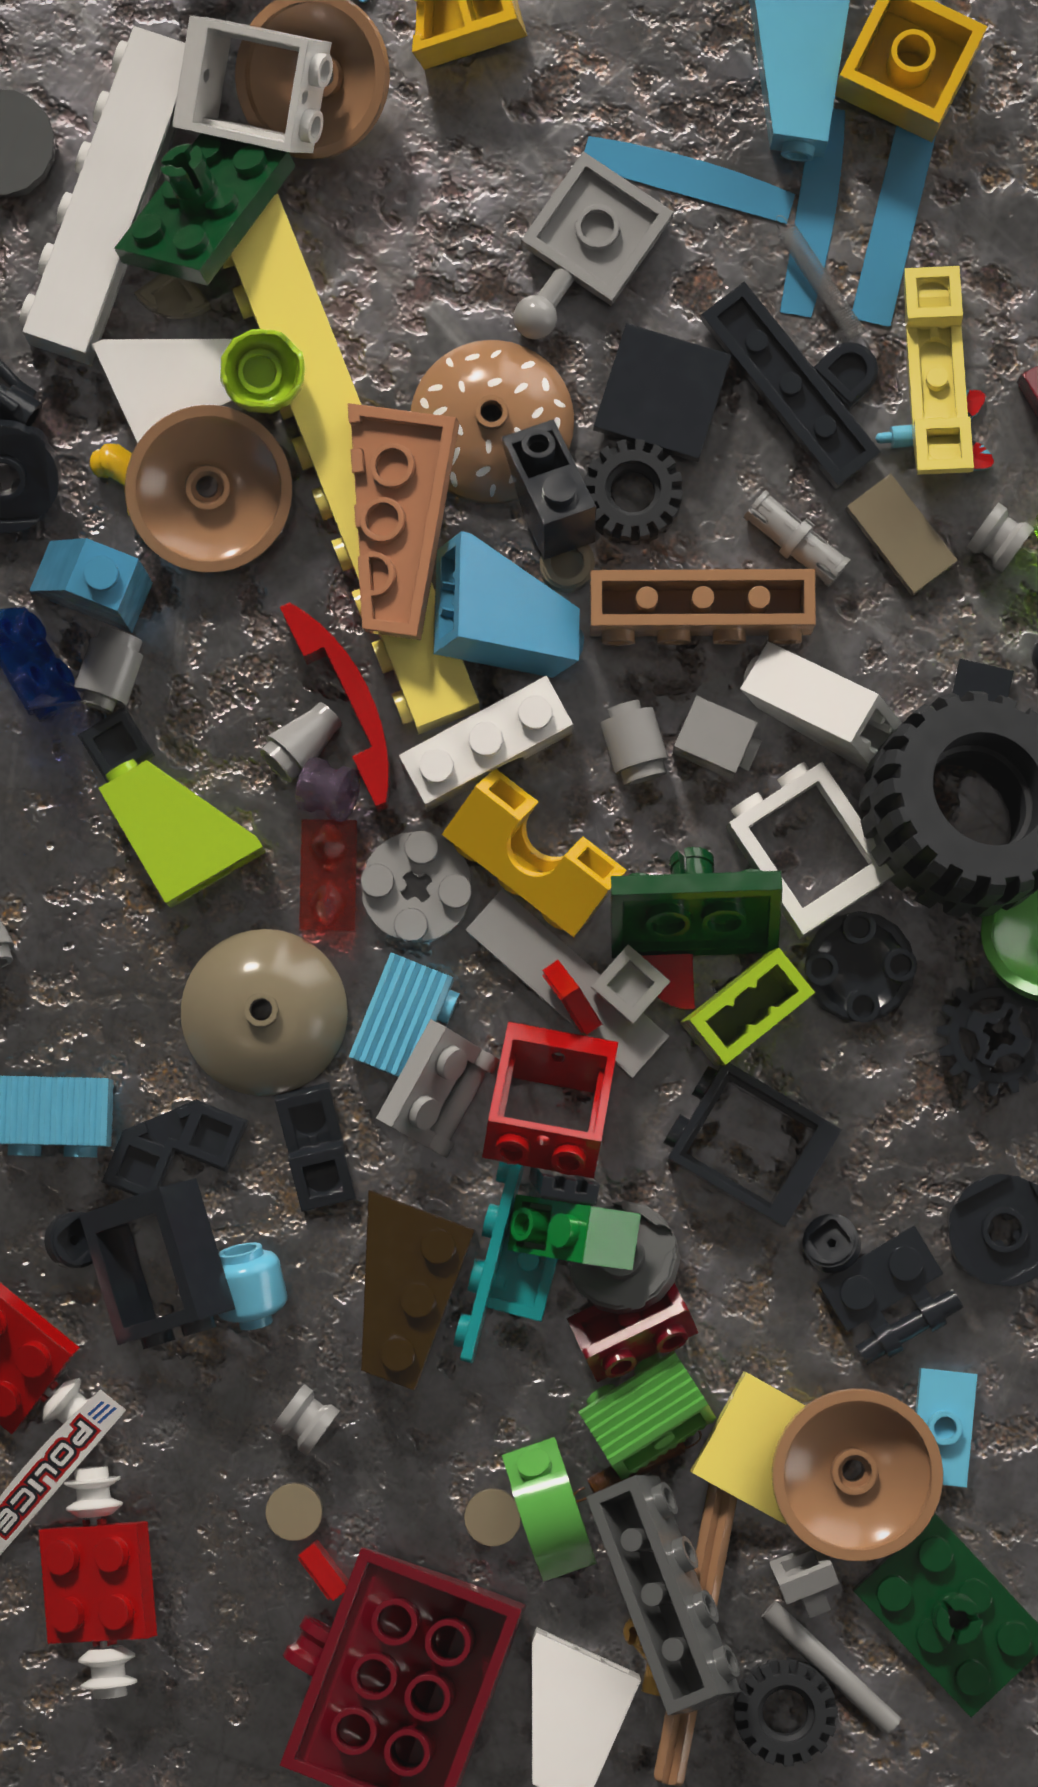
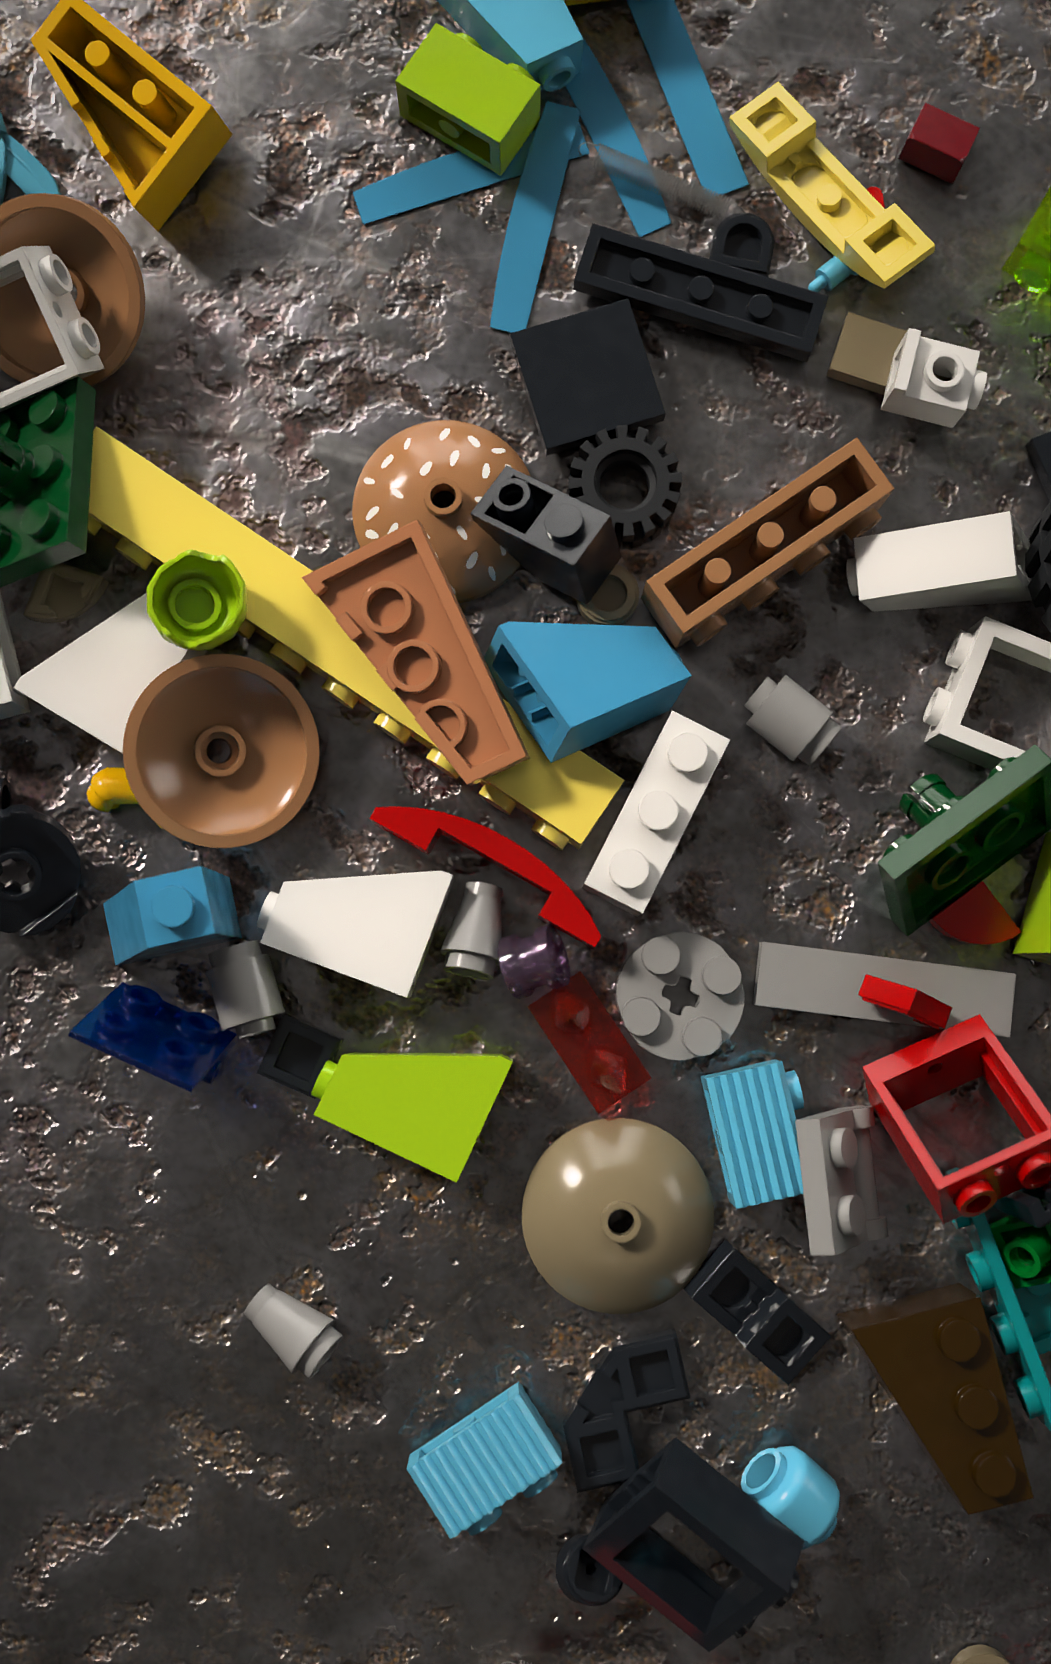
camera: 40 degrees left, 0 degrees up
(224, 680) = (360, 924): none -> white slope
(305, 1419) = (936, 1590): light grey wheel -> none
(494, 834) = (823, 901): yellow arch -> none
(592, 234) = (420, 276): light grey plate -> none
(630, 984) = (951, 950): light grey tile -> none
(709, 244) = (533, 217): none -> dark azure sticker
(717, 738) = (864, 663): light grey brick -> none
(719, 126) = (469, 98): none -> lime brick
(796, 538) = (801, 428): light grey pin -> none
(886, 563) = (919, 394): none -> white brick
(1000, 537) = (991, 302): light grey wheel -> none

